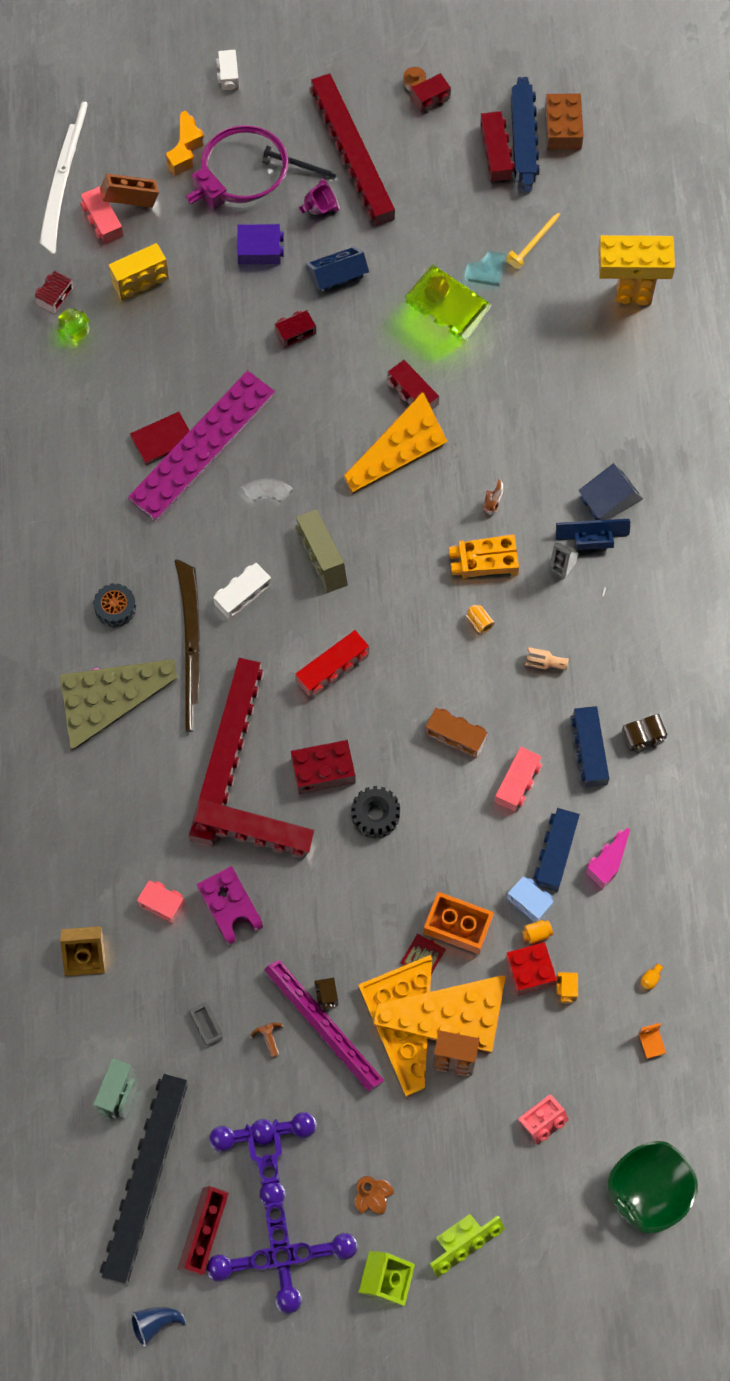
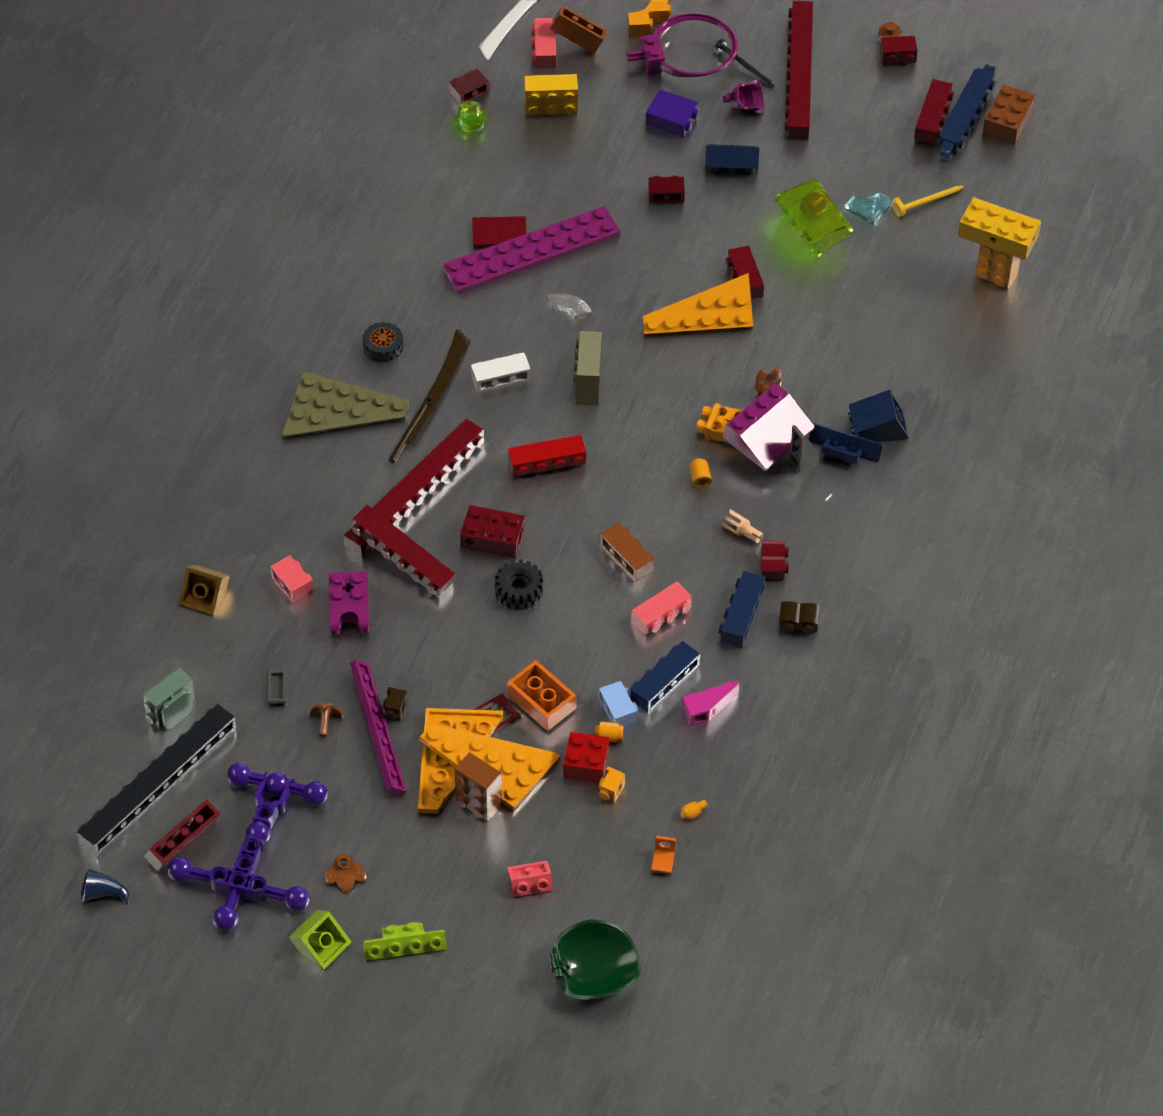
camera: 25 degrees right, 15 degrees down
(523, 549) = (766, 427): none -> slope
(591, 682) = (773, 559): none -> dark red brick

